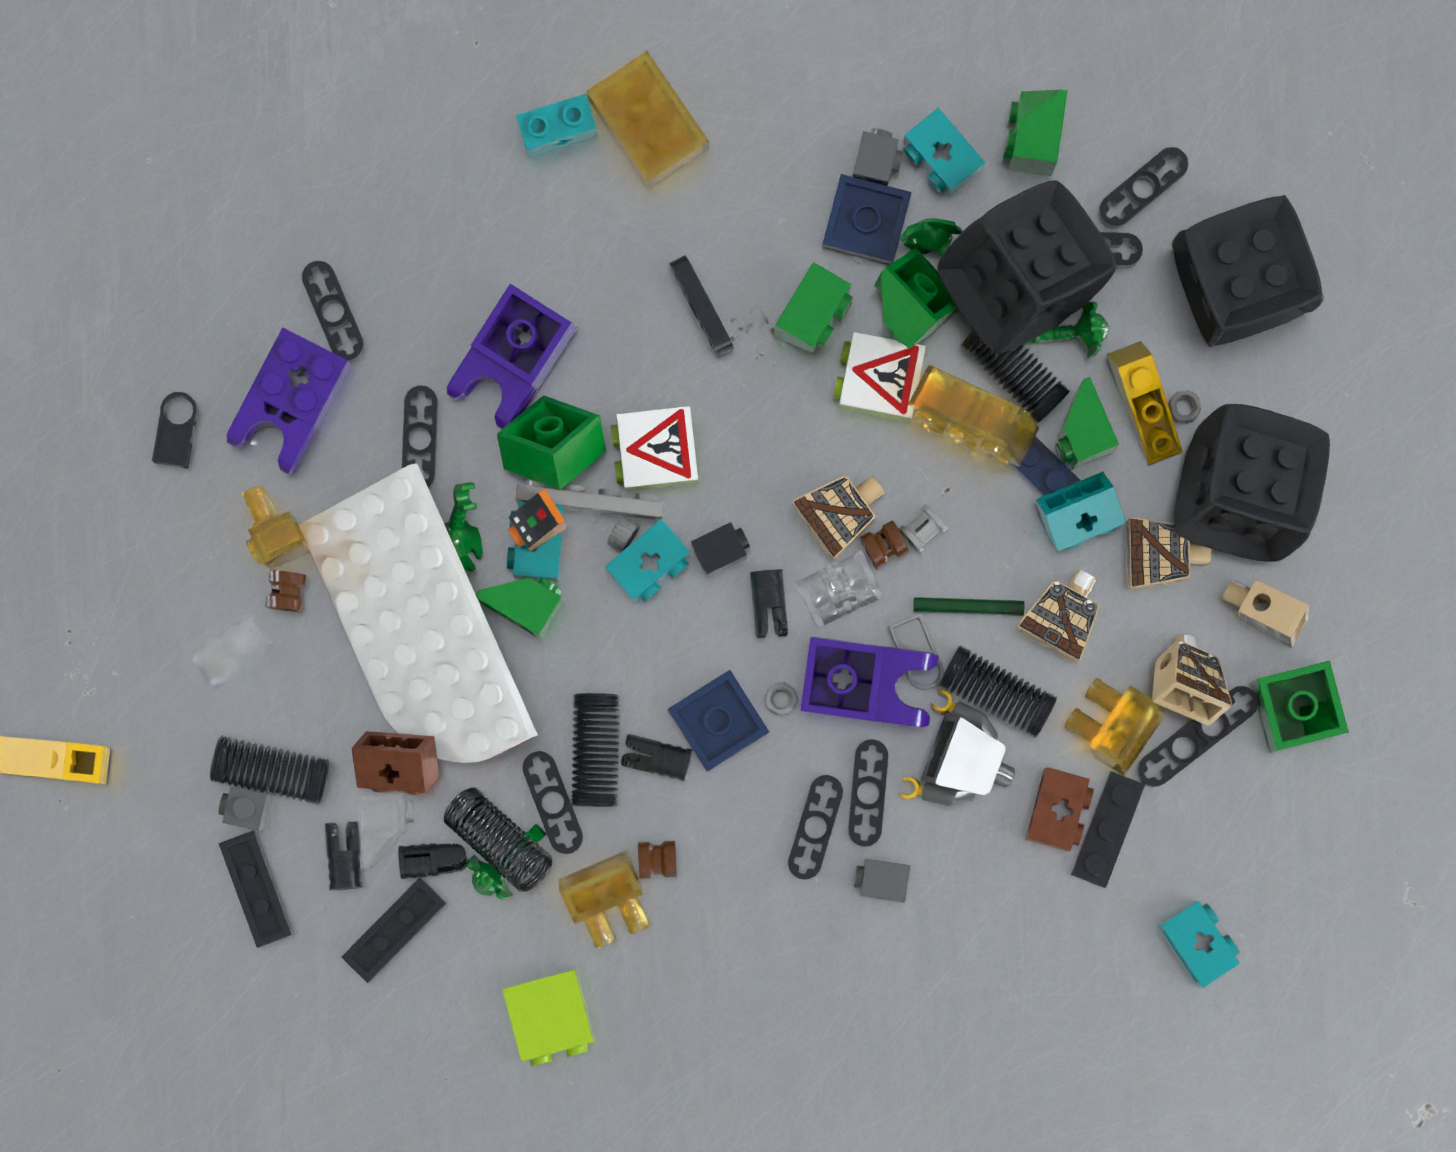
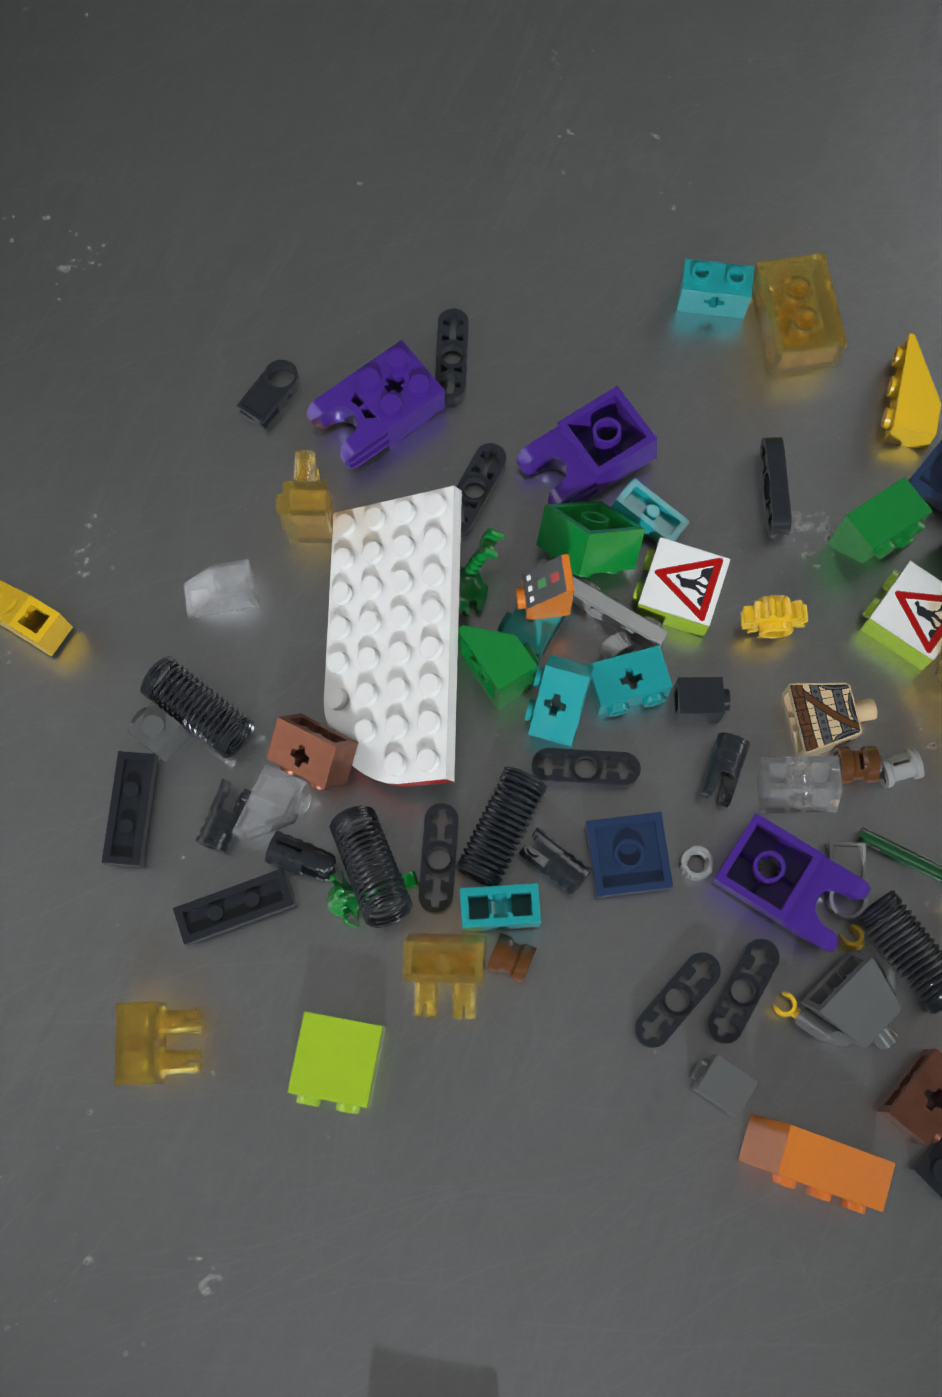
camera: 30 degrees right, 10 degrees down
(285, 591) = (294, 559): reddish brown wheel -> none
(374, 1082) = (142, 1043): none -> clear yellow brick
(589, 593) = (552, 720): none -> teal brick
(596, 388) = (650, 512): none -> teal plate
(627, 822) = (500, 907): none -> teal brick
(666, 638) = (613, 778): none -> black beam
(753, 441) = (774, 616): none -> yellow gear
(797, 162) = (914, 399): none -> yellow slope
(988, 908) = (817, 1162): none -> orange wedge

